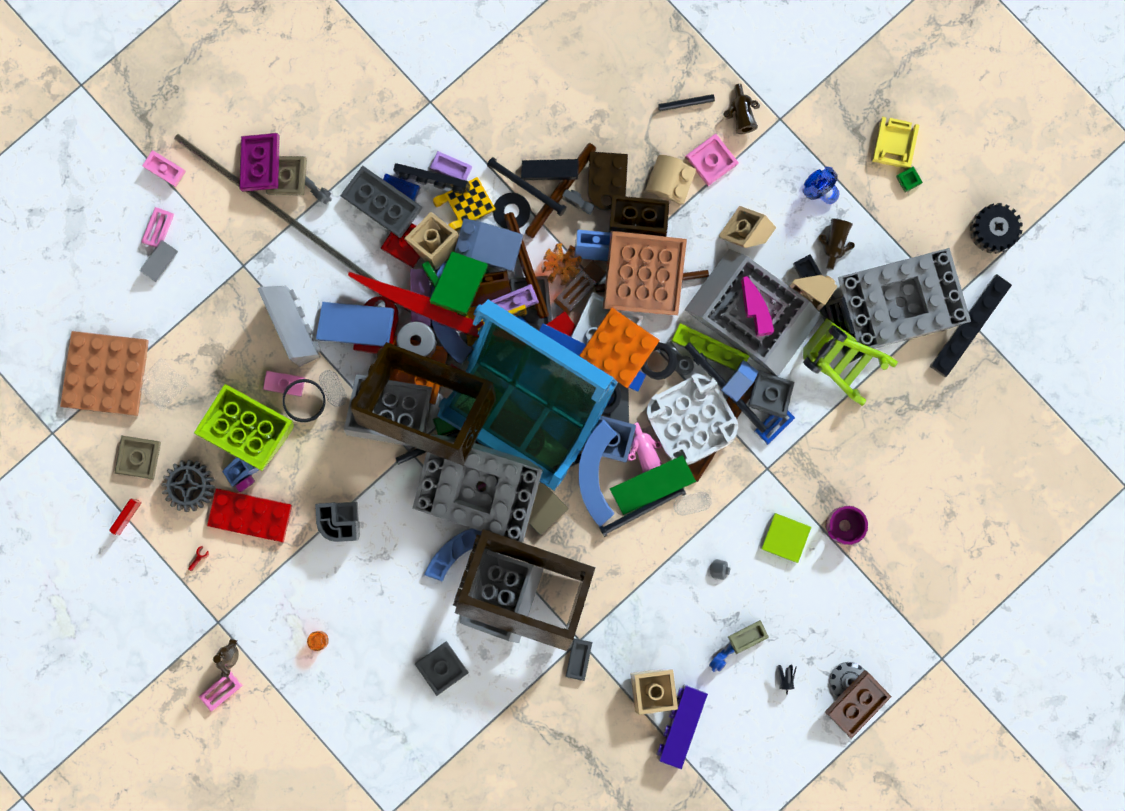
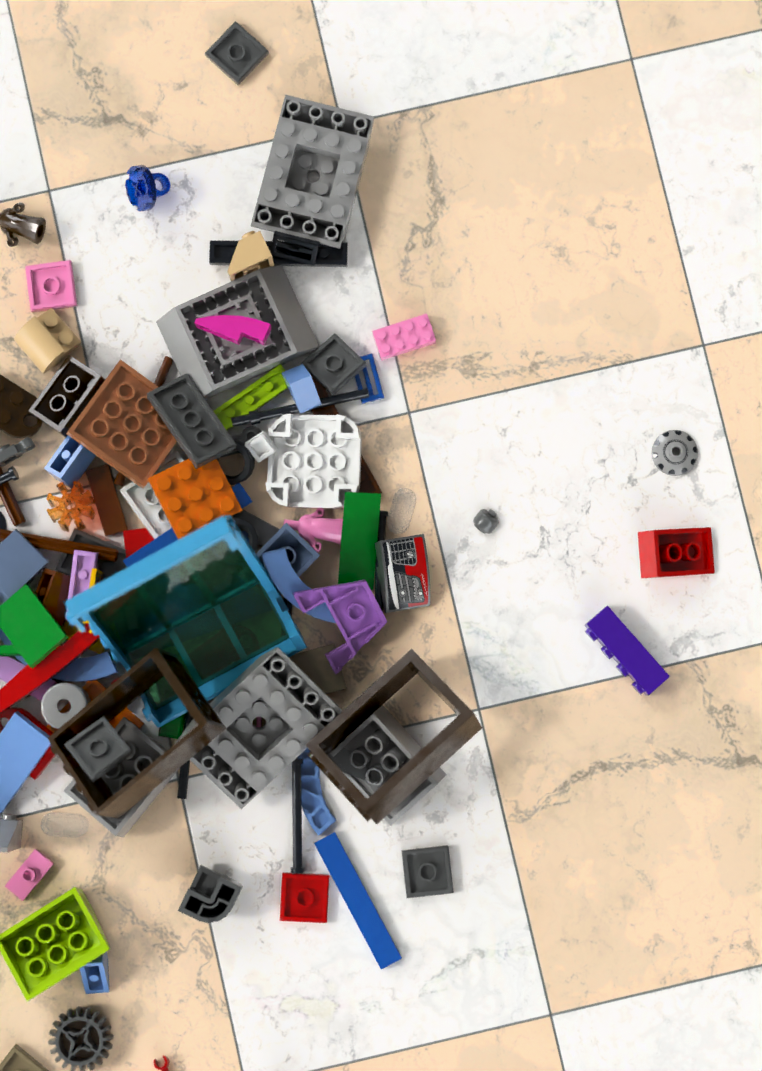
camera: 60 degrees left, 0 degrees up
(245, 484) = (113, 975): magenta tile -> none
(249, 515) = (150, 989): red plate -> none
(307, 419) = (84, 863): black tyre -> none
(315, 643) = (324, 992): clear orange wheel -> none
(374, 589) = (304, 897): none -> red tile
(393, 629) = (358, 900): none -> blue tile
(398, 382) = (98, 748): none -> dark grey tile
(429, 551) = (297, 816): none -> black bar
(579, 659) = (498, 720): dark grey tile -> none
(581, 296) = (114, 524): clear tile -> none
(598, 510) = (354, 613): none -> medium lavender wing
(647, 530) = (403, 573): none -> slope
(654, 691) = (574, 660): tan slope -> none
(671, 315) = (191, 421): none -> dark grey tile
(681, 375) = (261, 446): none -> white tile
(718, 662) = (580, 575): blue plate -> none
(747, 228) = (145, 289): tan slope -> none
(748, 637) = (572, 530): olive tile -> none
(775, 723) = (676, 552): none -> red slope
(786, 538) = (491, 433): lime tile -> none
(786, 682) = (640, 516): black piece -> none
(820, 347) = (310, 285): lime hand -> none
(820, 434) = (404, 337): none -> bright pink piece
(835, 246) = (218, 211): dark brown piece -> none
(857, 521) = (513, 350): magenta piece -> none
(858, 704) = (702, 456): tile -> none
(895, 140) = (141, 84): light yellow container -> none
(909, 179) = (190, 94): green tile -> none
(959, 195) = (236, 53): none -> dark grey tile
(967, 332) = (383, 126): black plate -> none
(987, 232) = (294, 46): black wheel -> none

